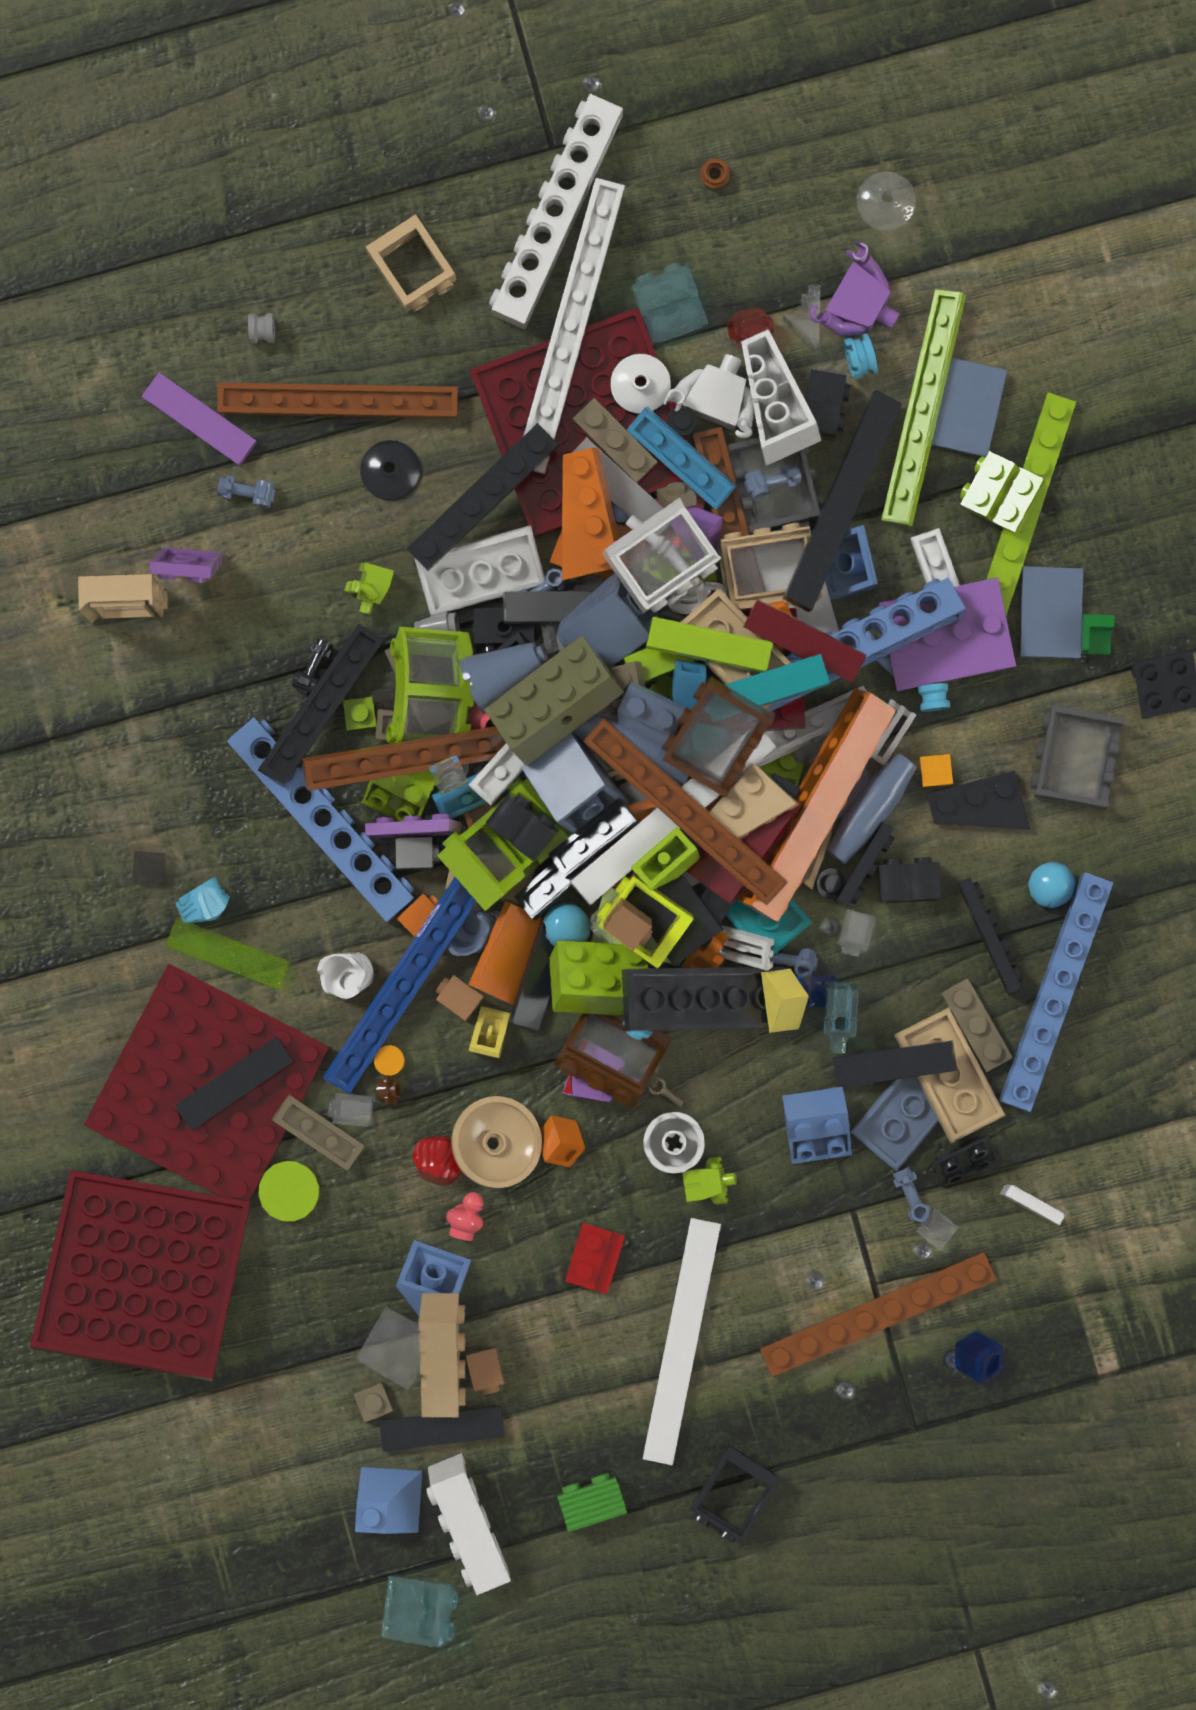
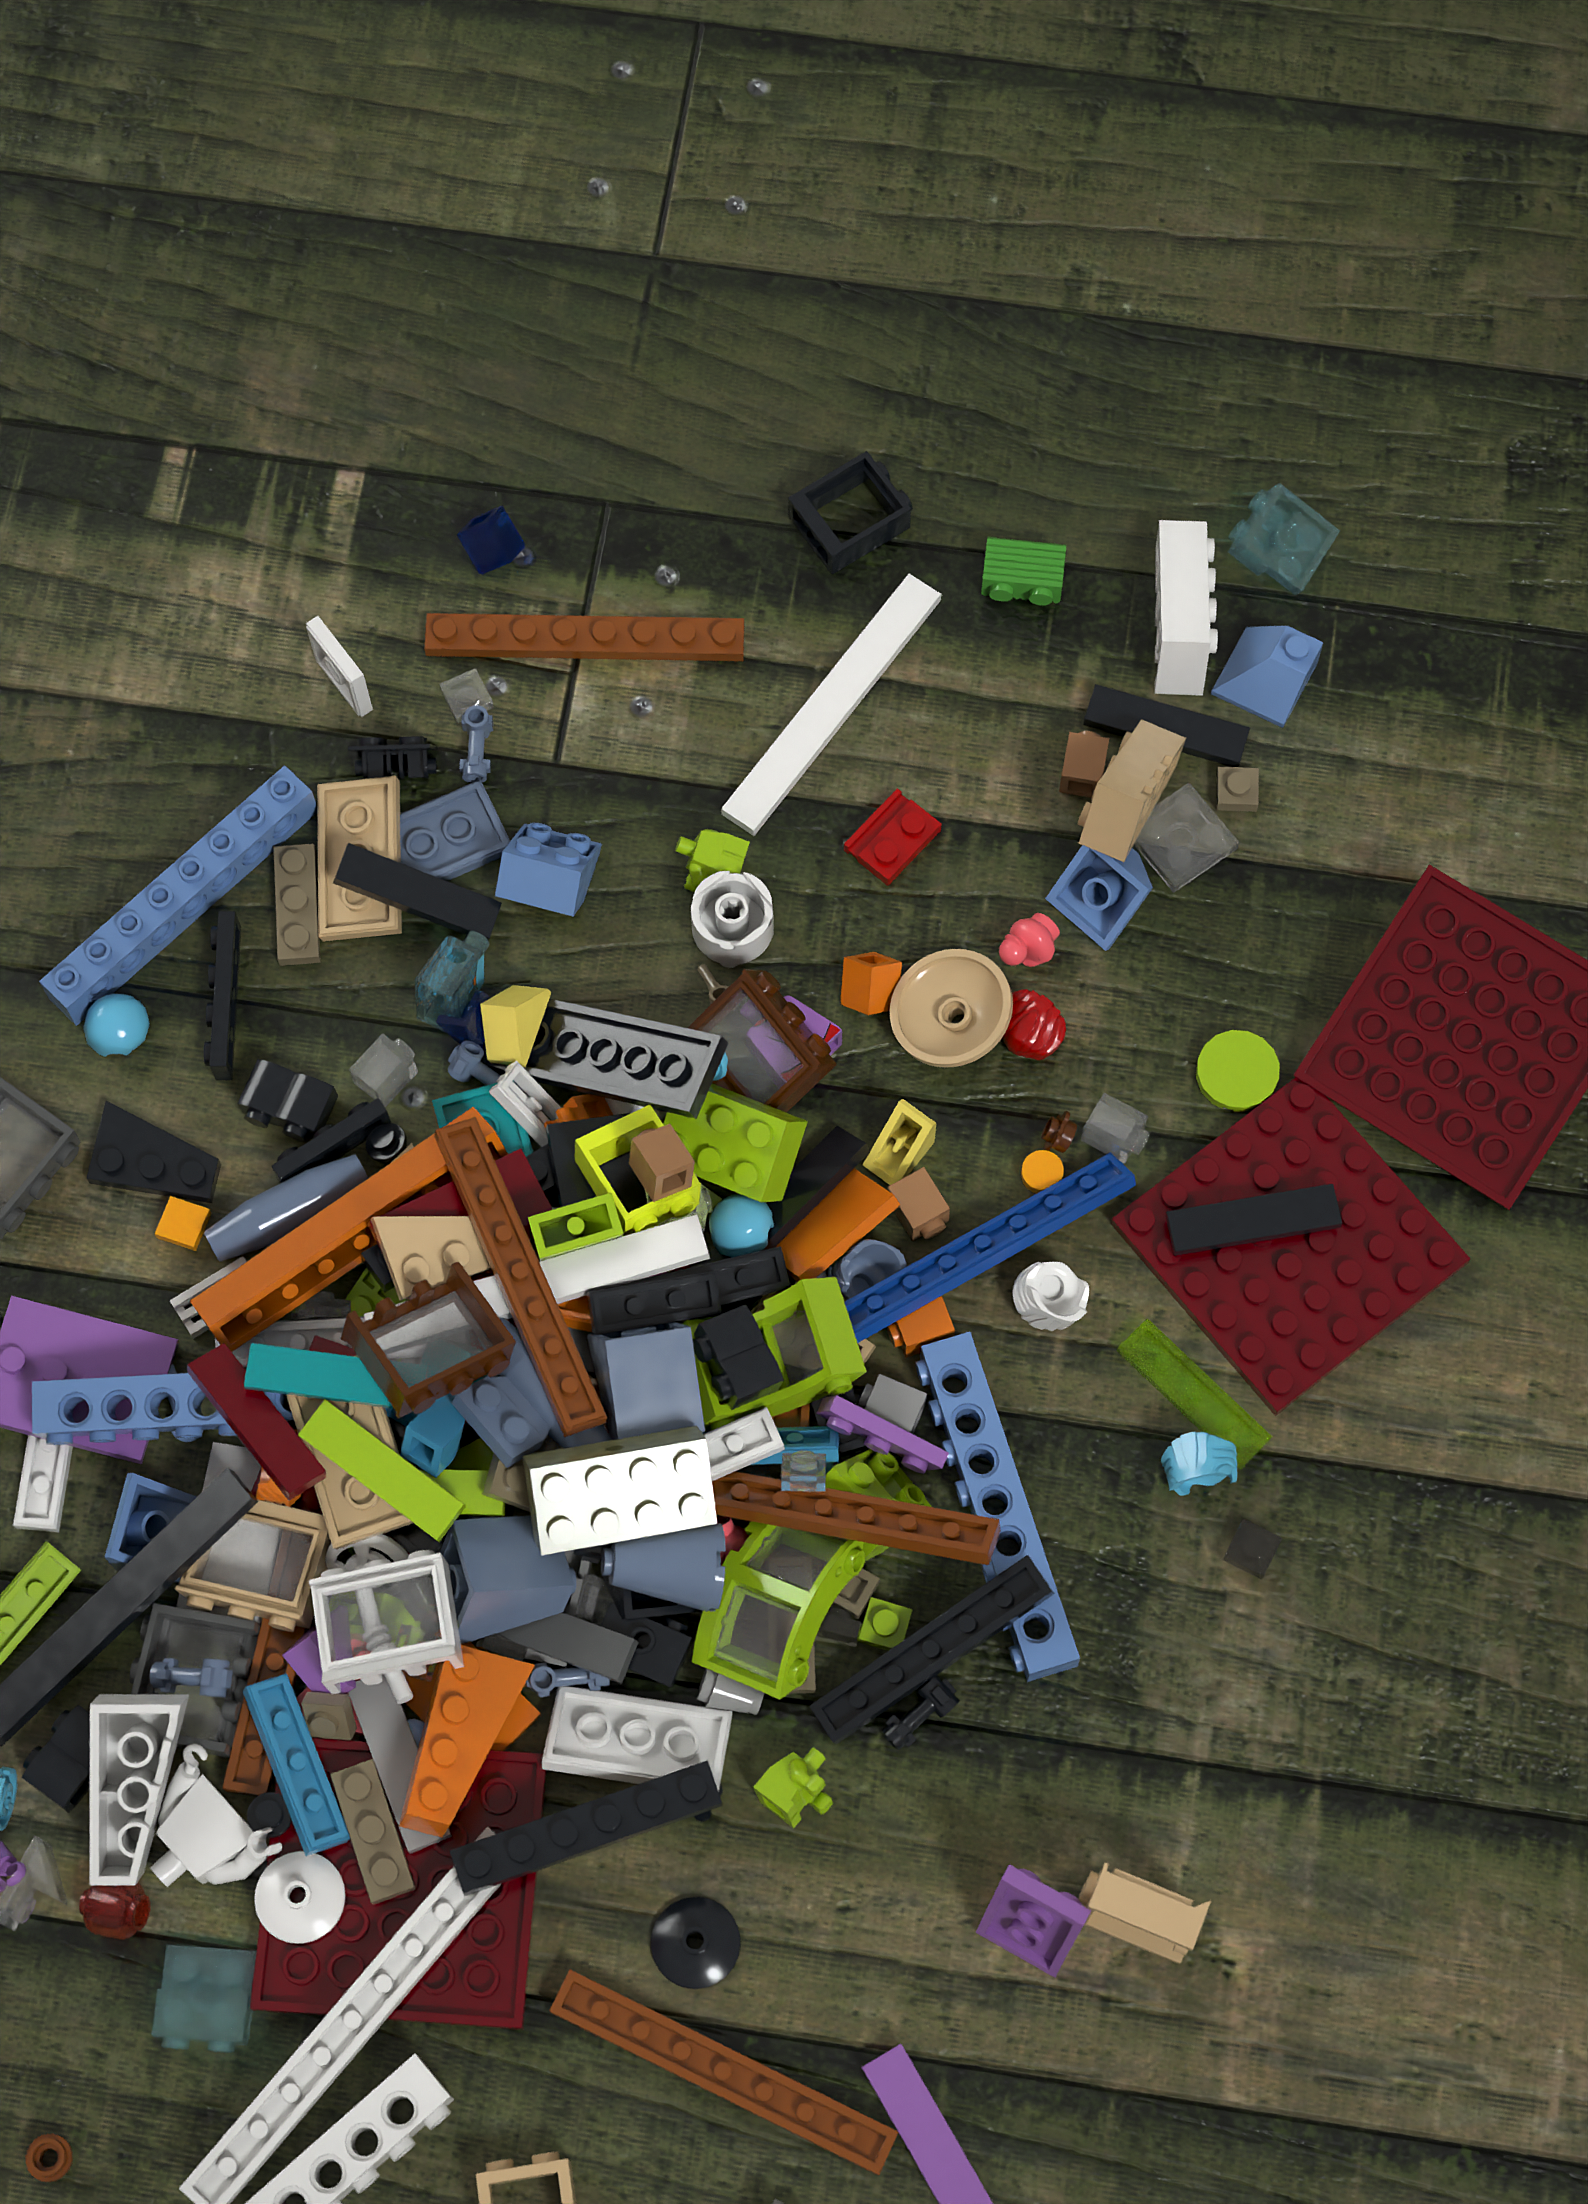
camera: 160 degrees left, 15 degrees down
(262, 493) = (885, 1986): sand blue bar -> none
(318, 1132) = (1171, 1117): dark tan plate -> none
(934, 697) = (136, 1308): medium azure wheel -> none

